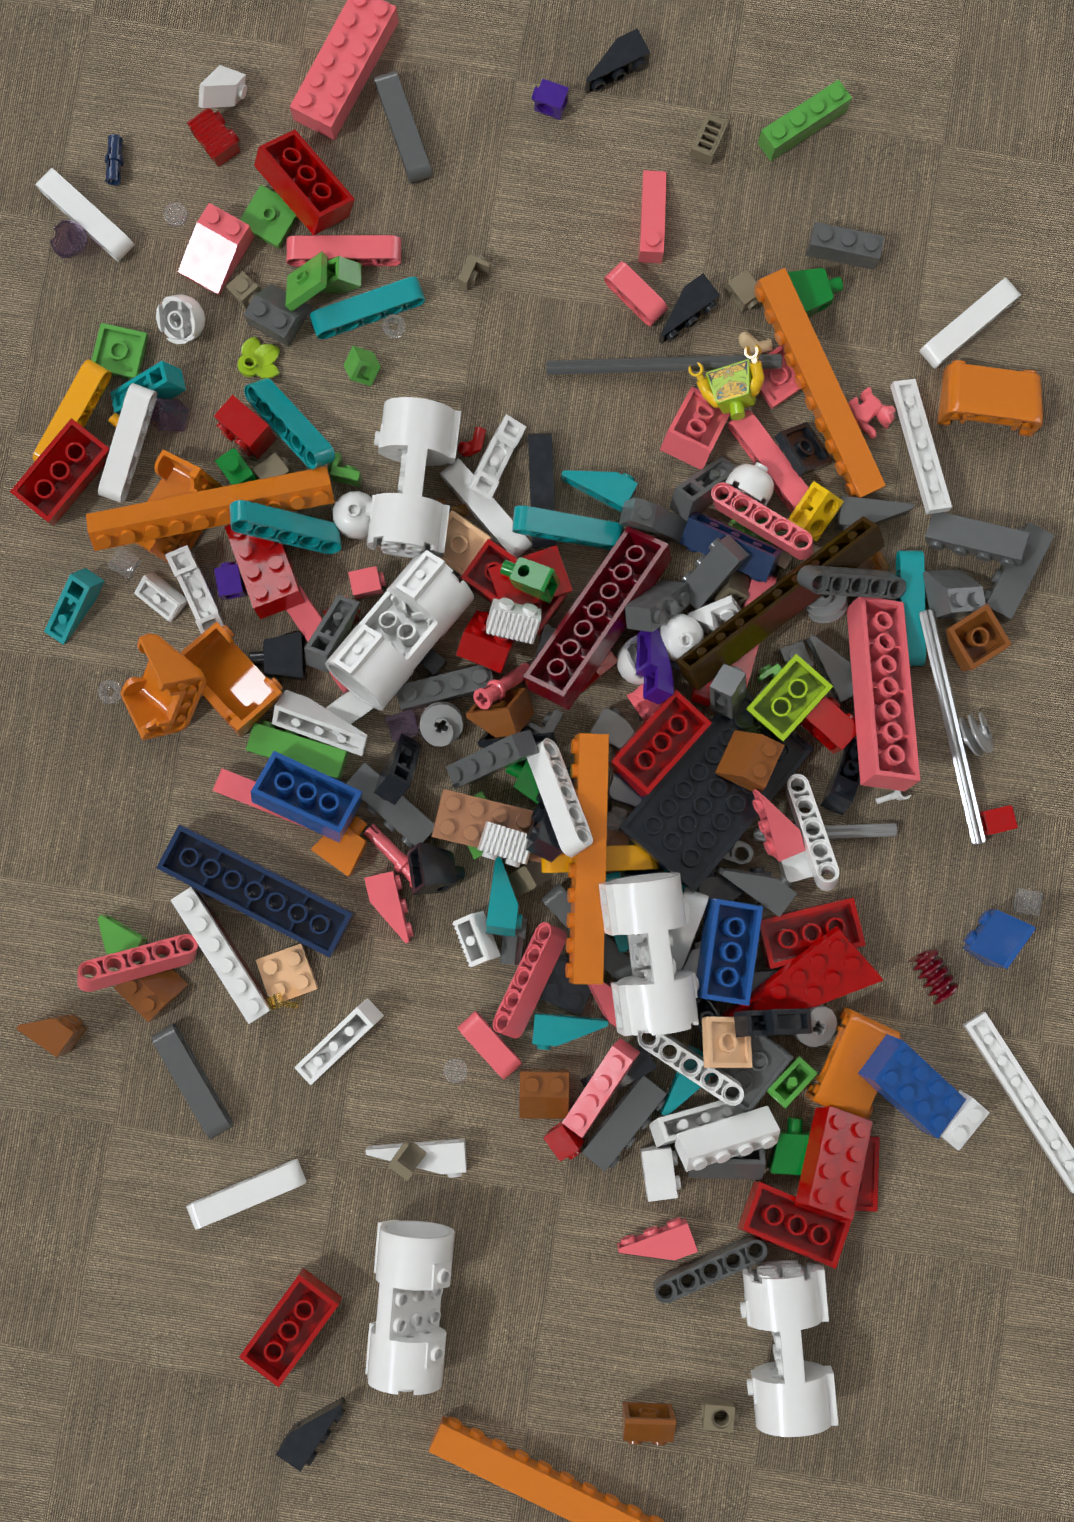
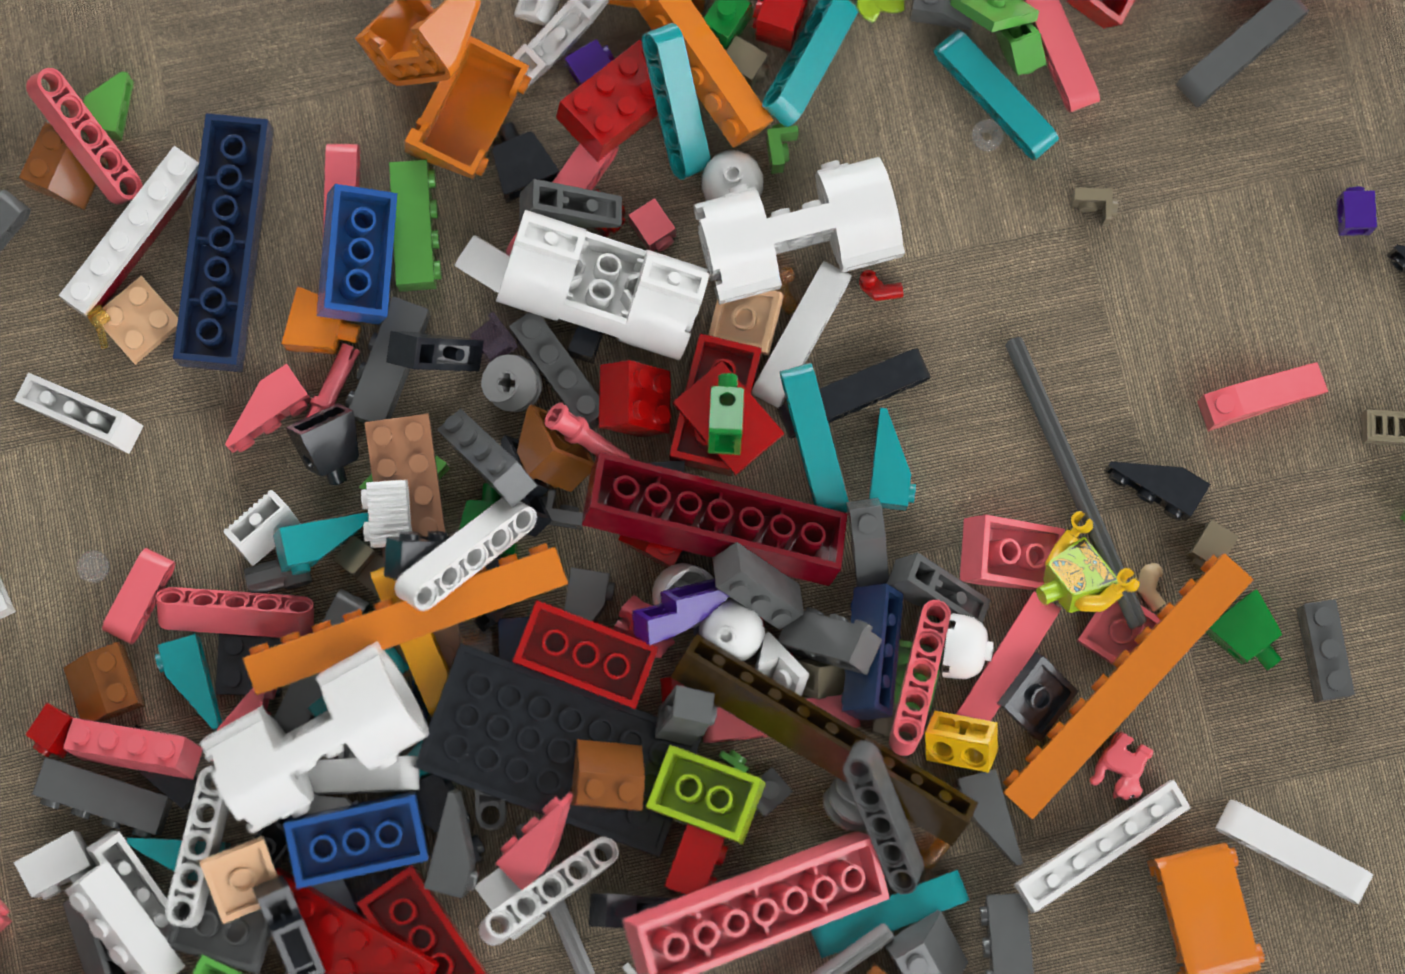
camera: 70 degrees right, 5 degrees down
(314, 721) = (456, 225): white slope -> none
(361, 365) = (920, 116): bright green panel -> none
(496, 457) = (869, 321): white slope -> none
(513, 620) = (666, 415): white brick -> none
(636, 293) = (1152, 413): coral beam -> none
(833, 669) = (772, 843): dark grey slope -> none

